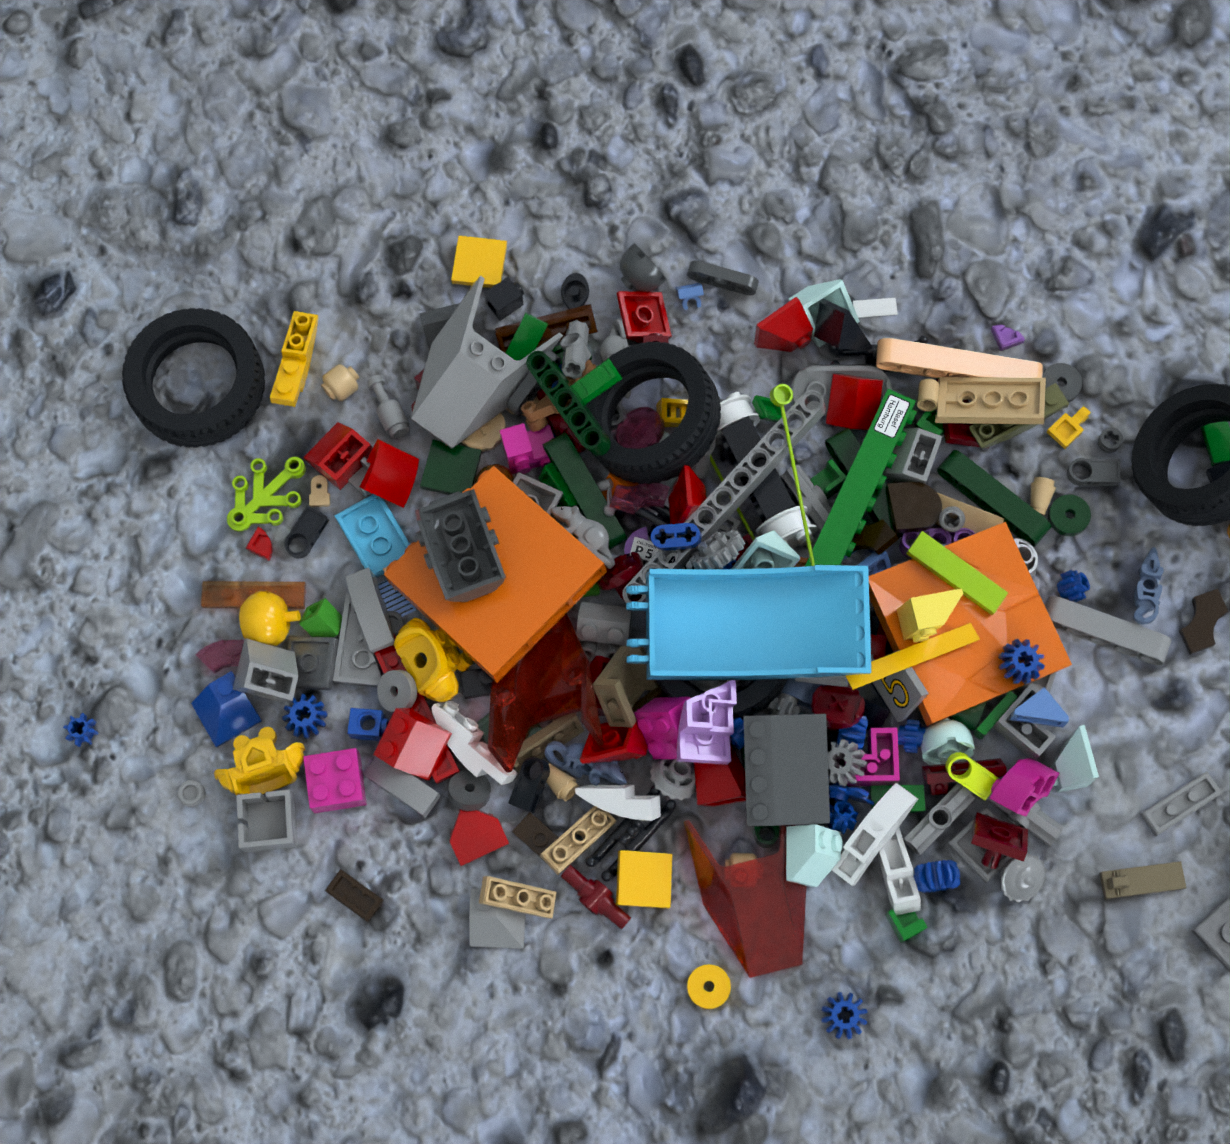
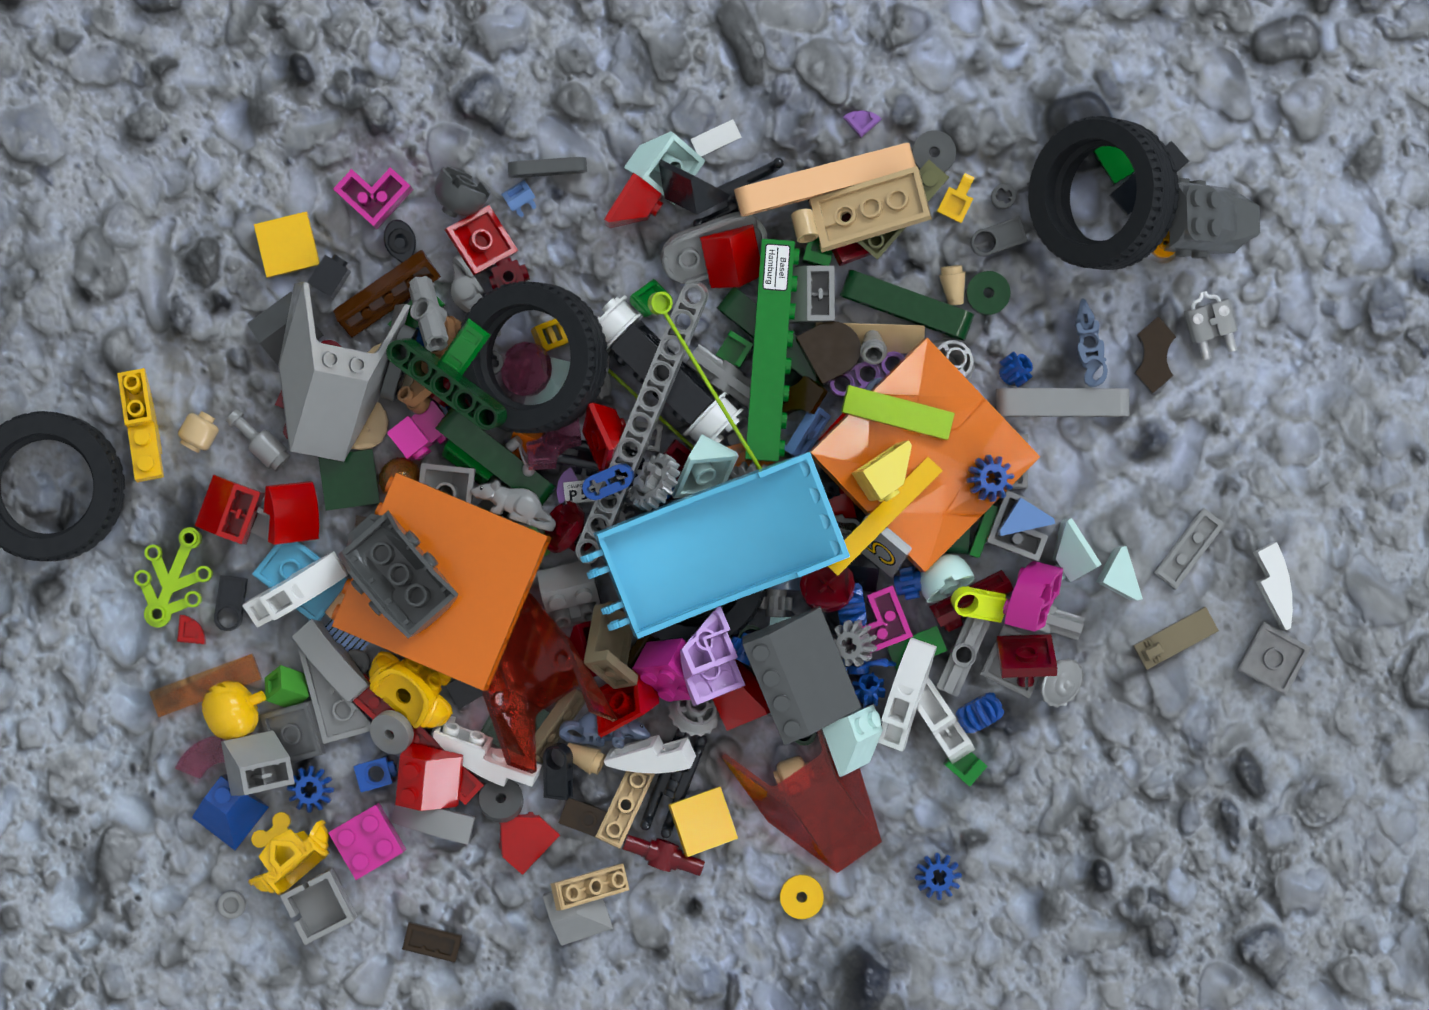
camera: 30 degrees left, 15 degrees up
(73, 730) = (88, 887): blue gear -> none
(319, 497) = (226, 559): tan piece -> none
(365, 537) = (295, 590): none -> white slope
(526, 337) = (371, 316): green tile -> none
(568, 251) = (374, 202): none -> dark pink brick
(1111, 801) = (1119, 575): none -> light aqua slope

